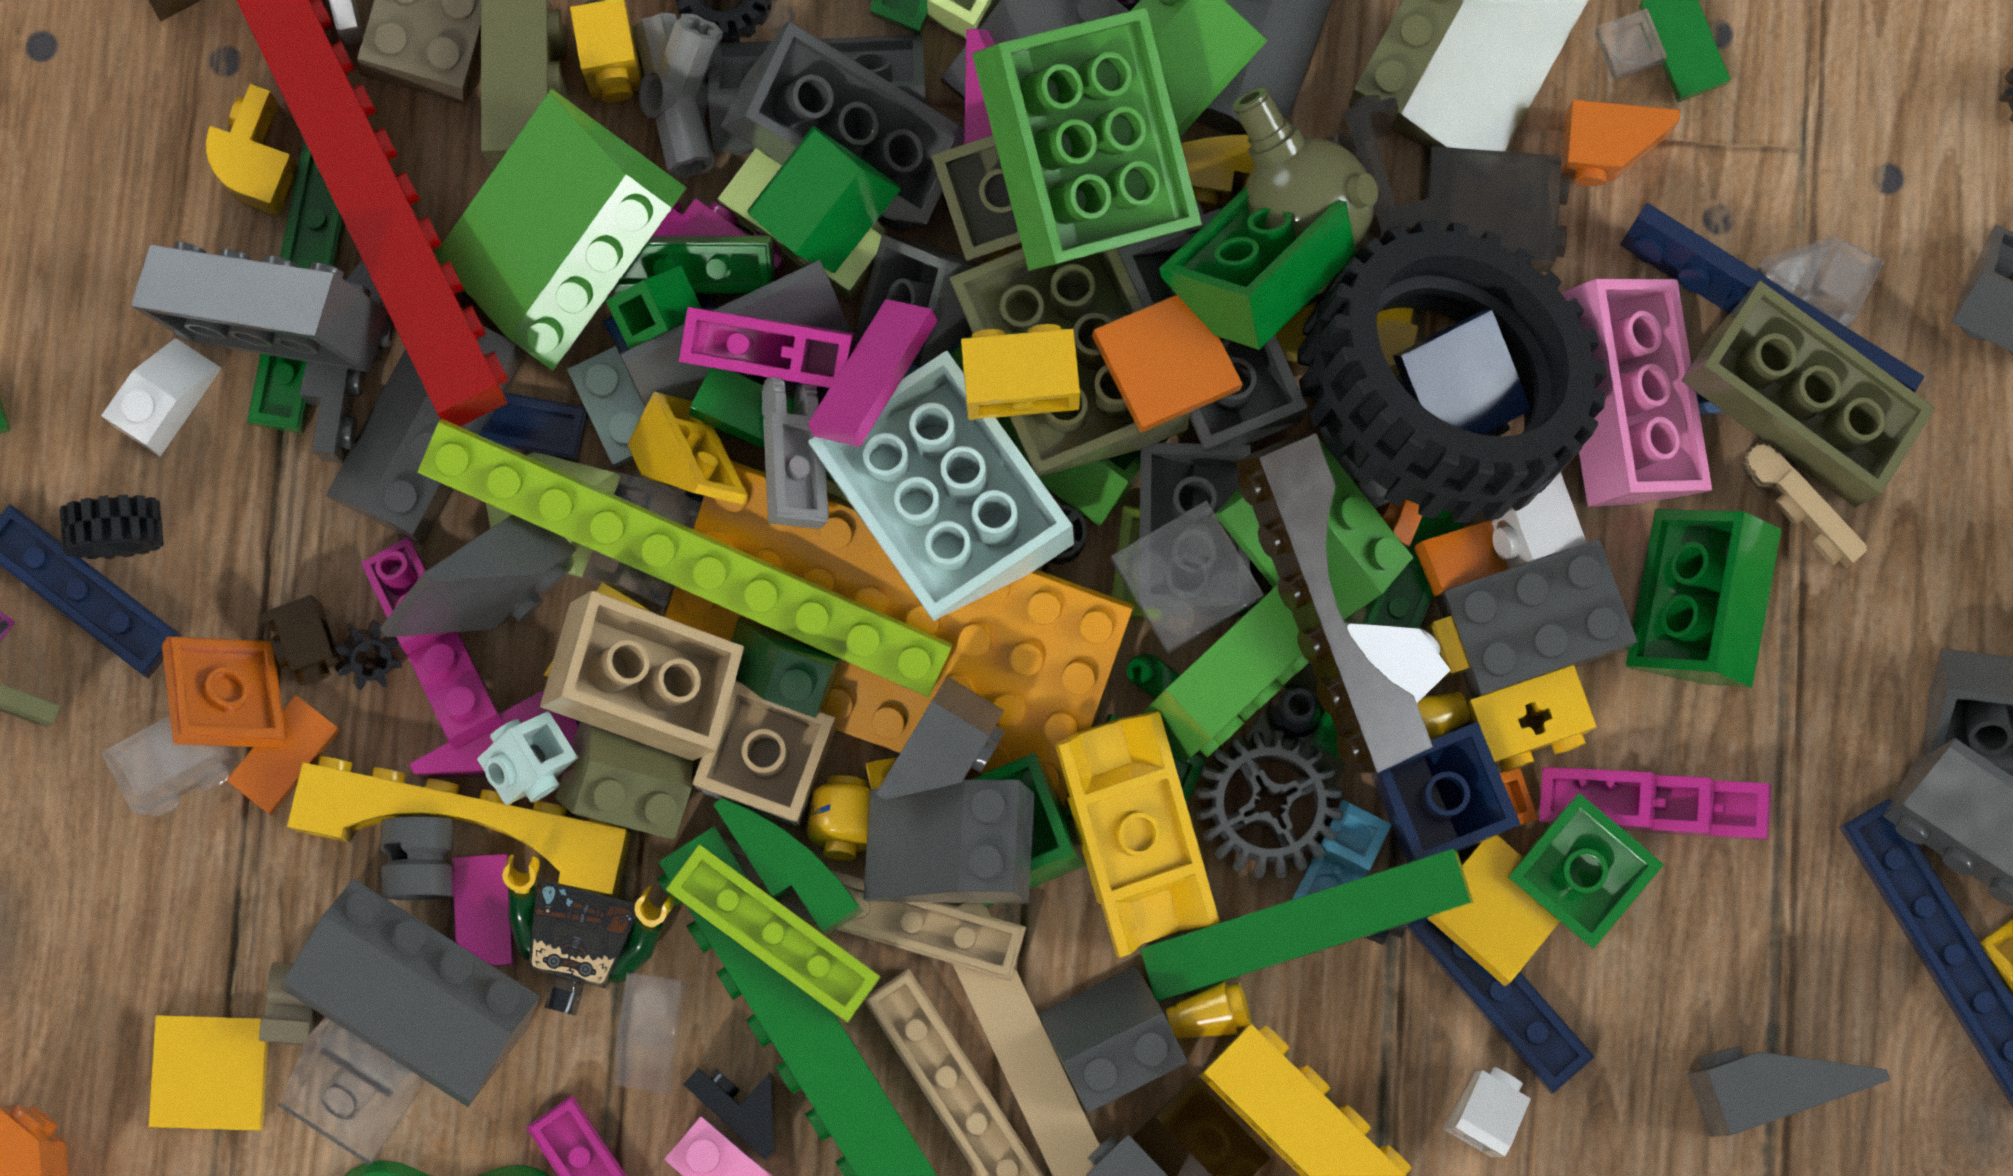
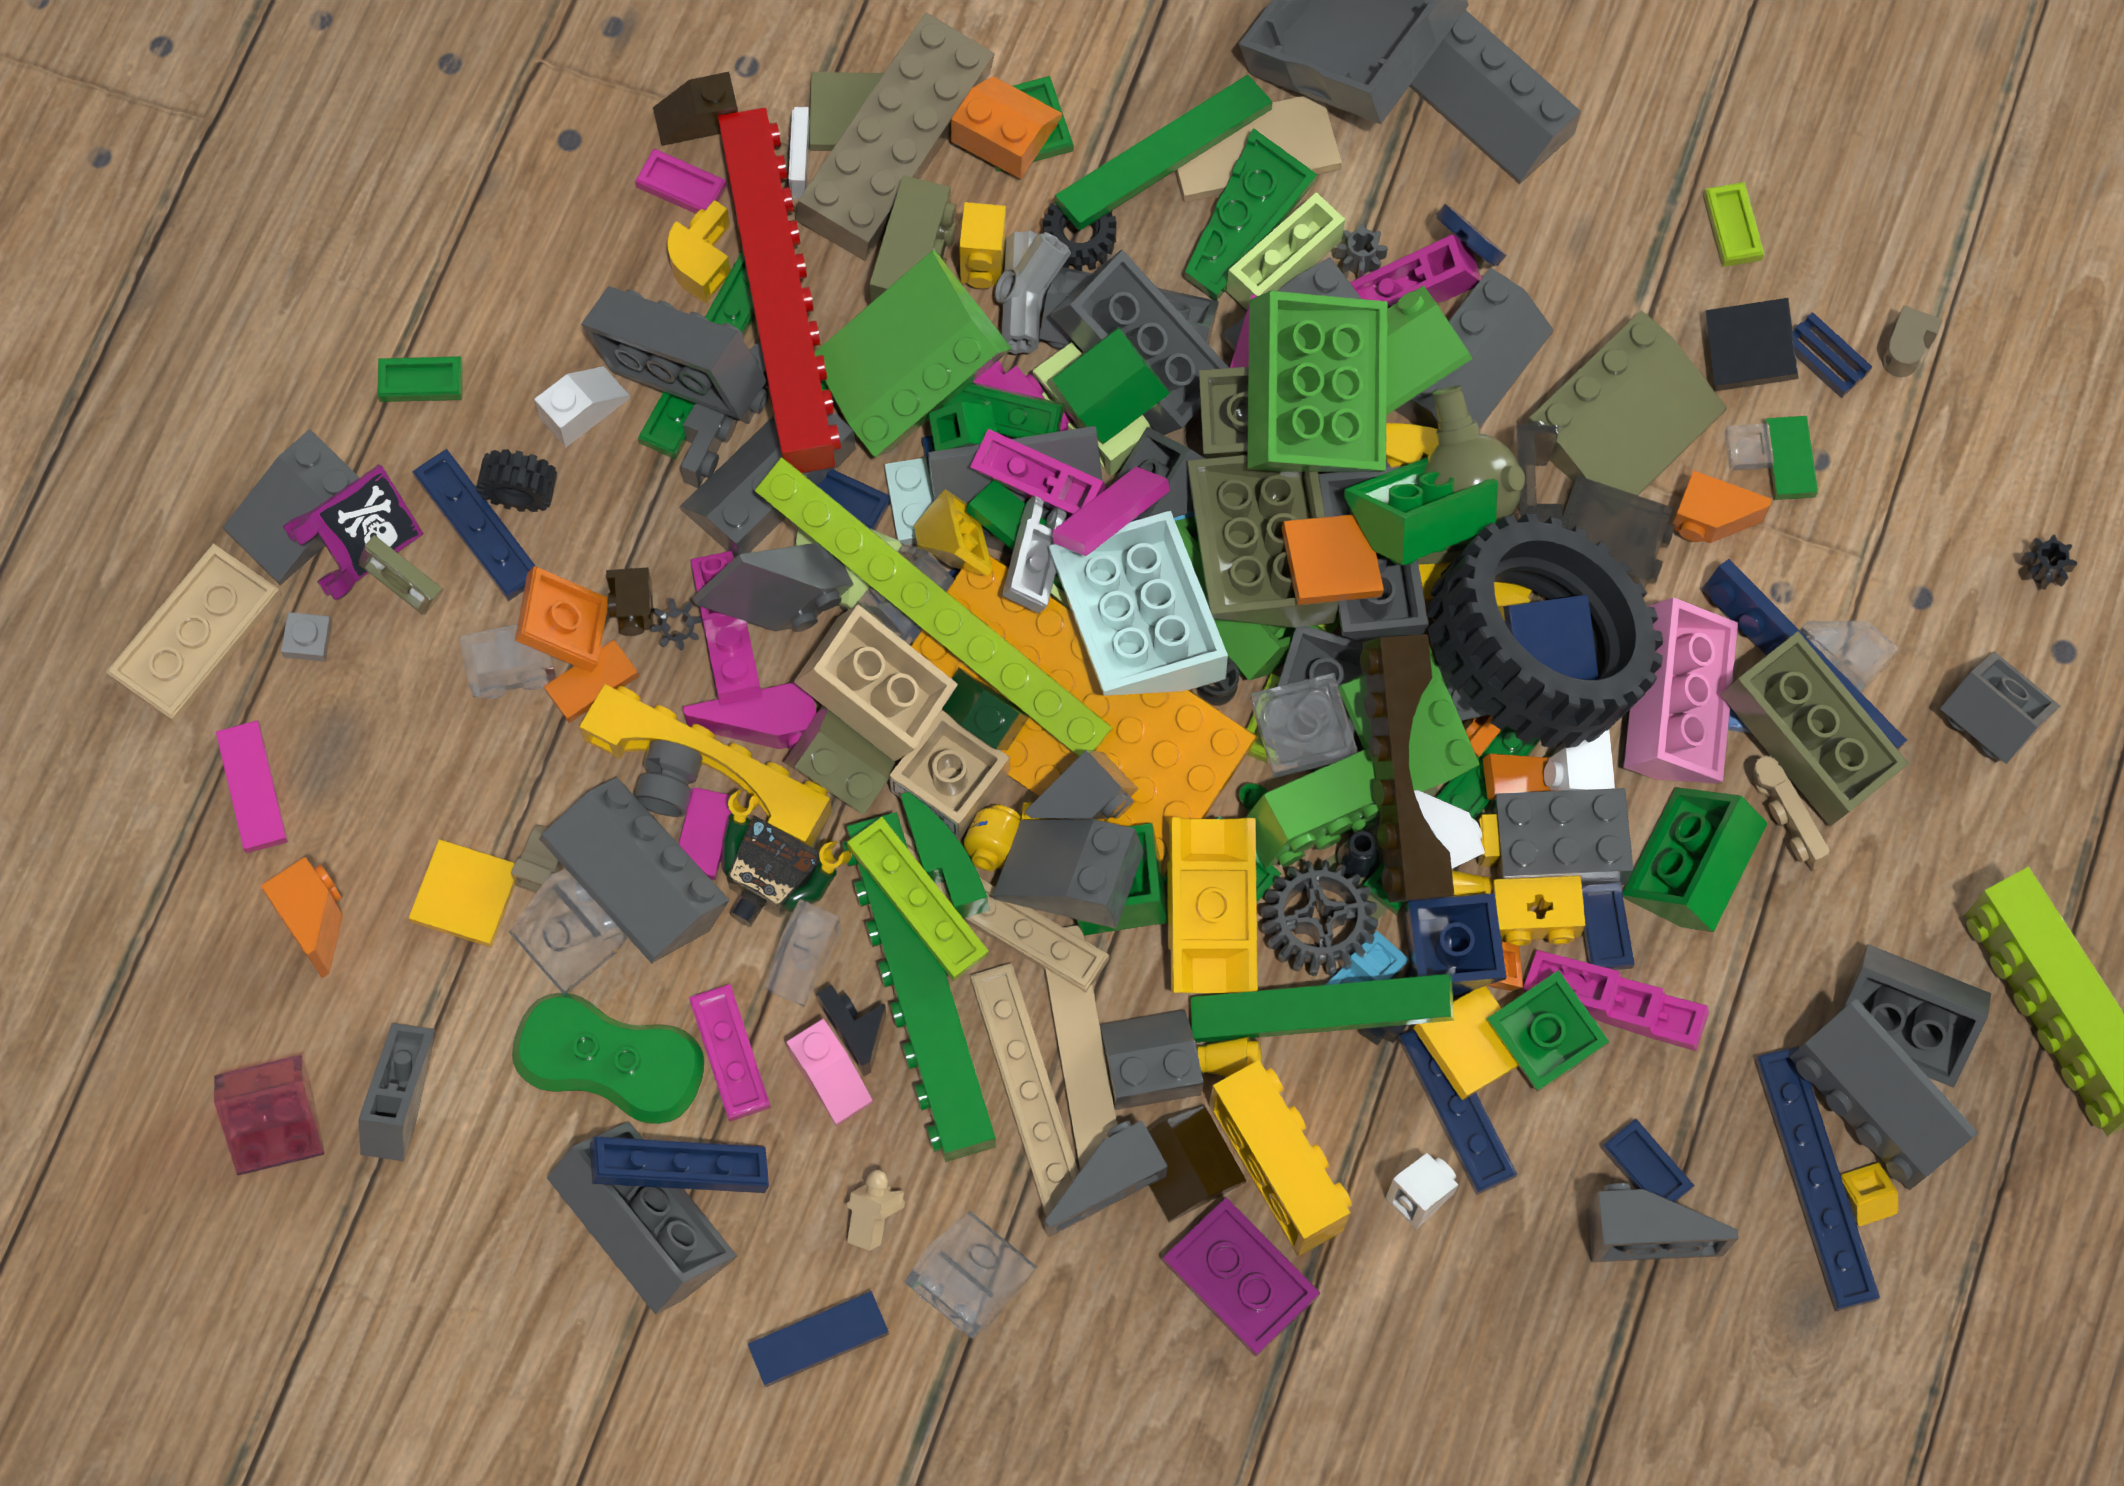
camera: 15 degrees right, 10 degrees down
(199, 66) = (679, 182): none -> dark pink tile
(527, 758) = (772, 720): light aqua brick -> none
(1020, 372) = (1219, 536): yellow brick -> none
(1619, 713) = (1606, 927): none -> dark blue tile
(1747, 1000) = (1646, 1163): none -> dark blue tile

